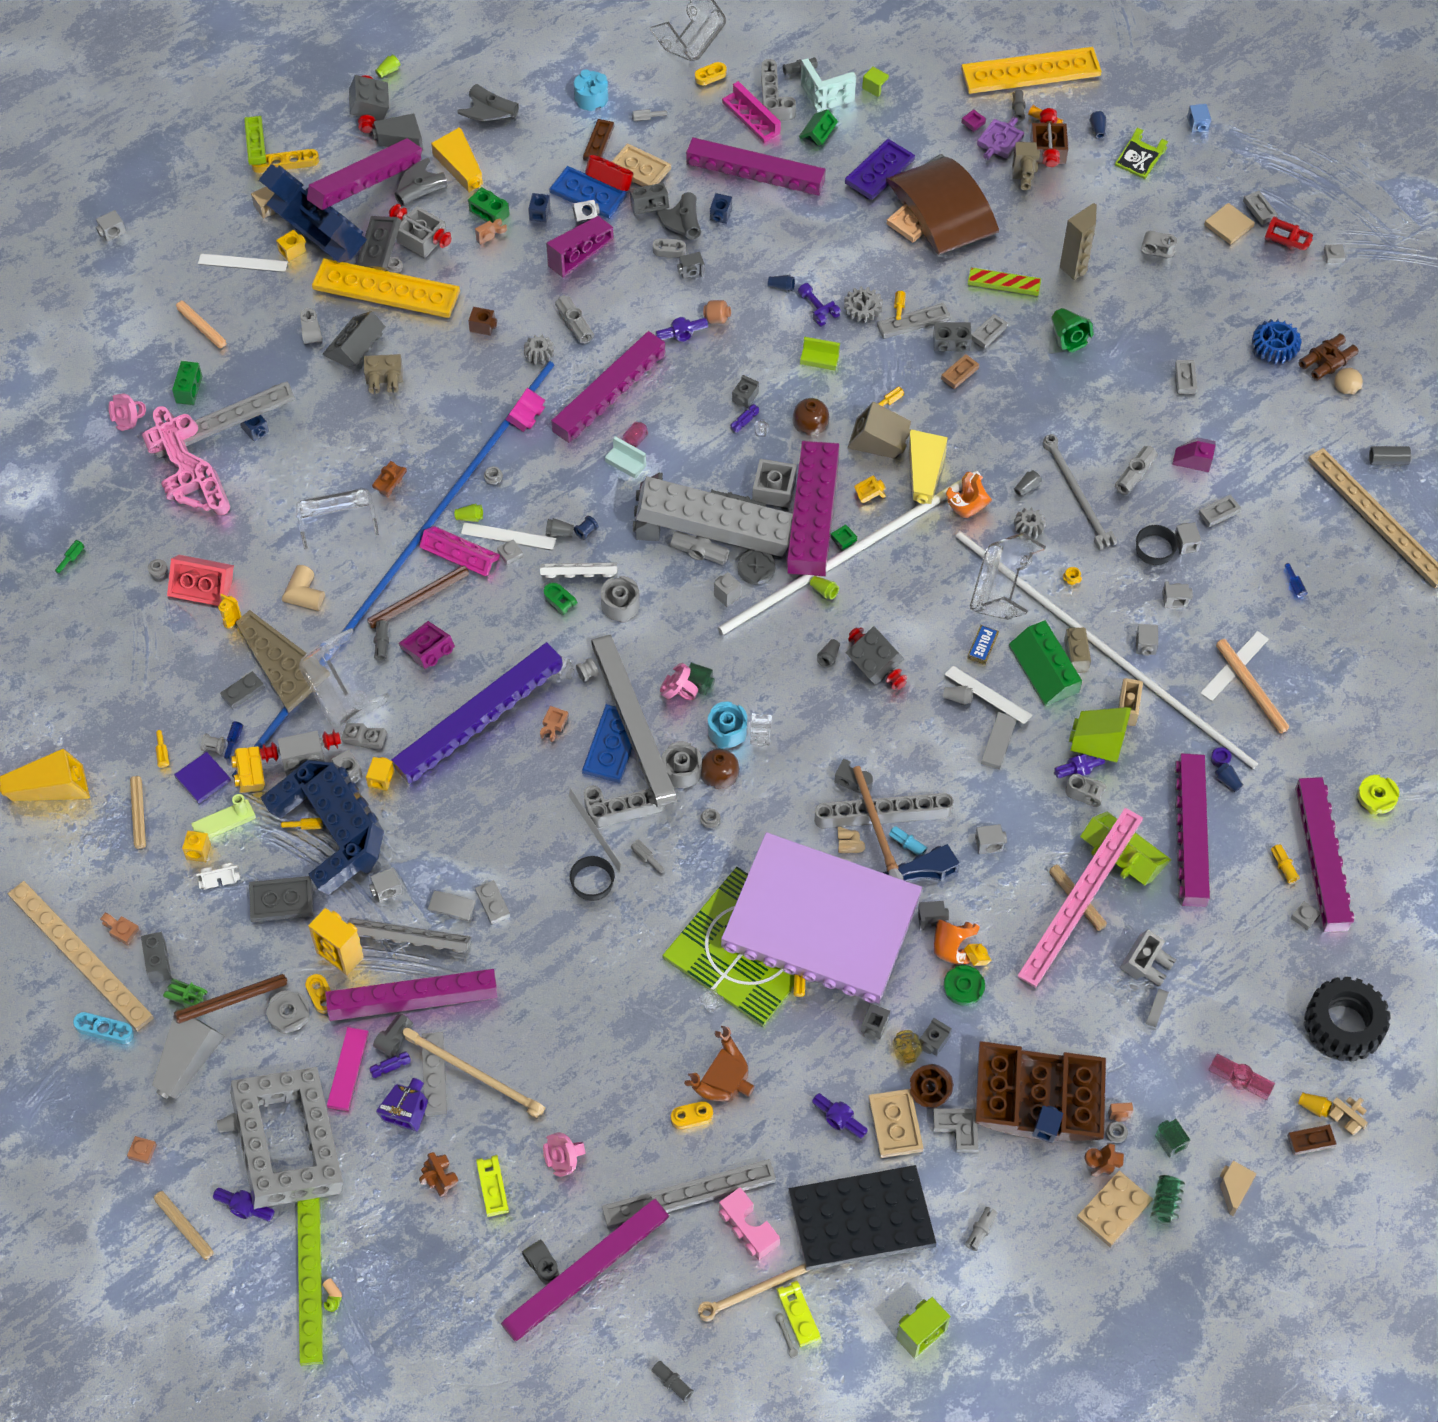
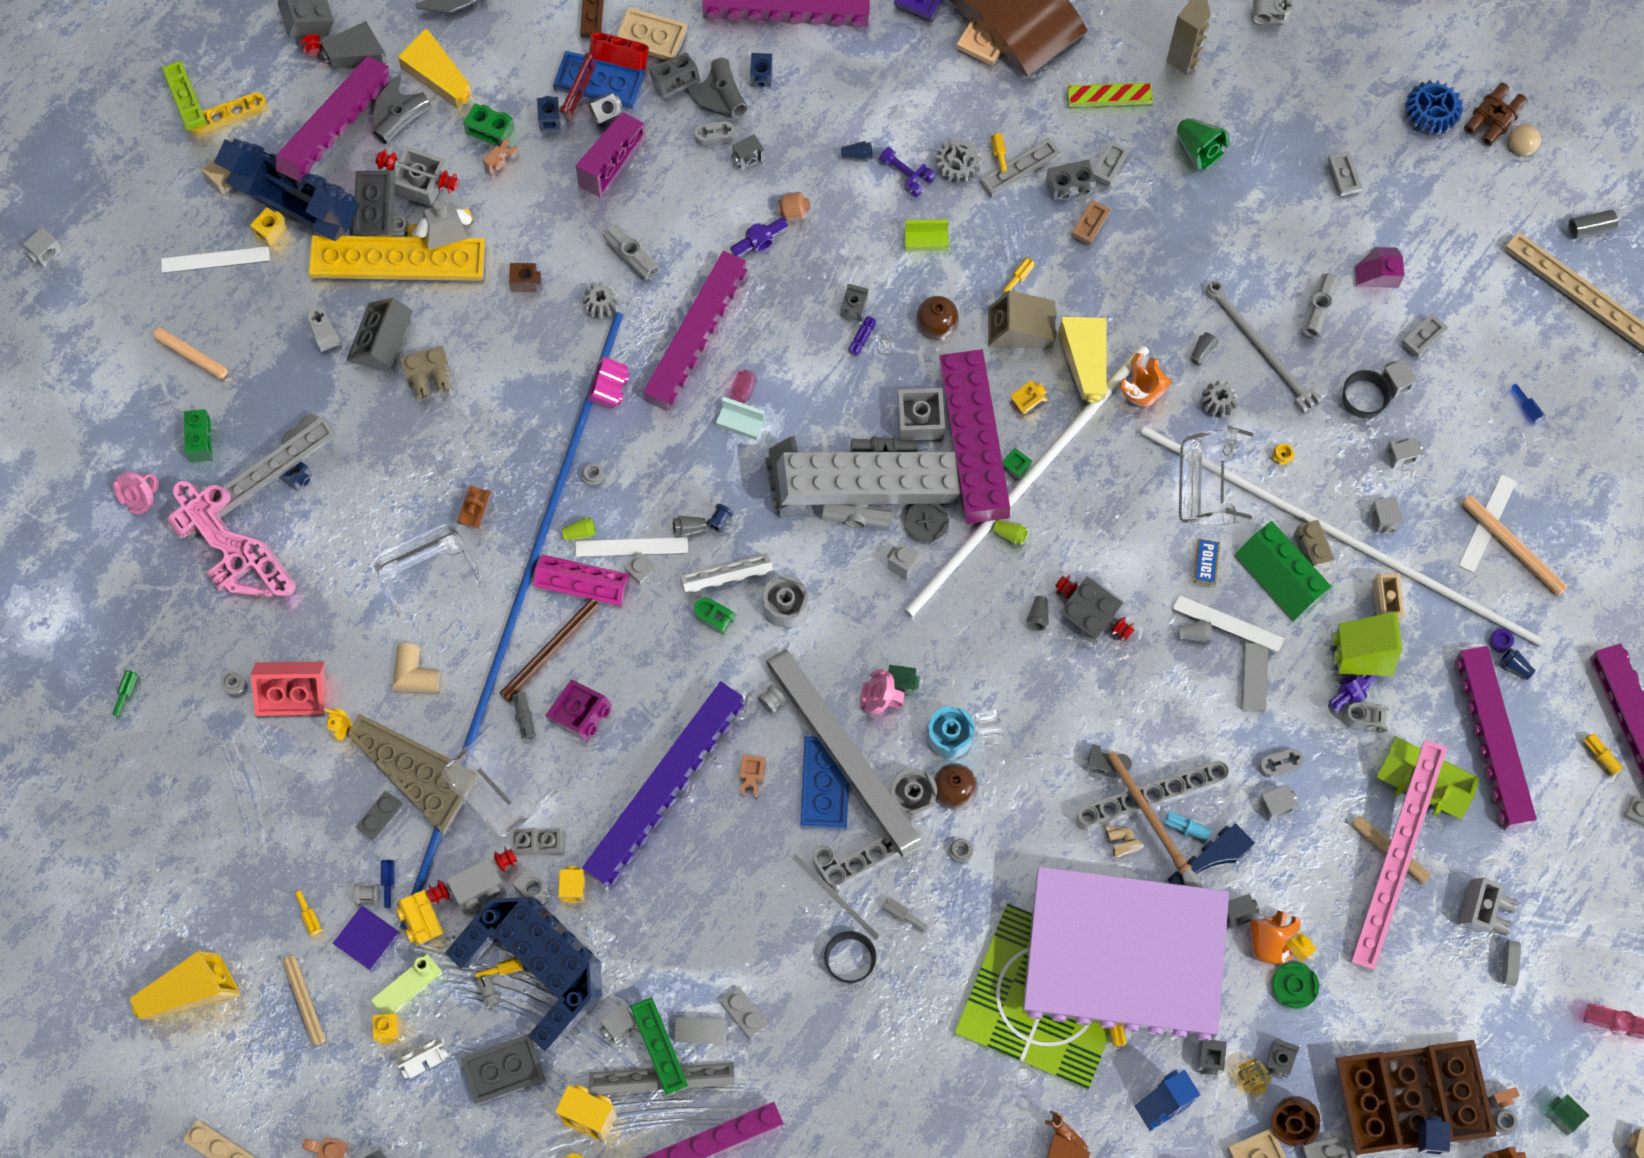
camera: 15 degrees left, 10 degrees up
(288, 843) = (488, 992): none -> light grey pin
(412, 906) = (659, 1046): none -> green tile
(427, 267) = (441, 224): none -> light grey torso
(569, 194) = (578, 87): none -> dark red window
(826, 1042) = (1169, 1099): none -> blue wedge
(1002, 810) = (1282, 768): none -> light grey beam

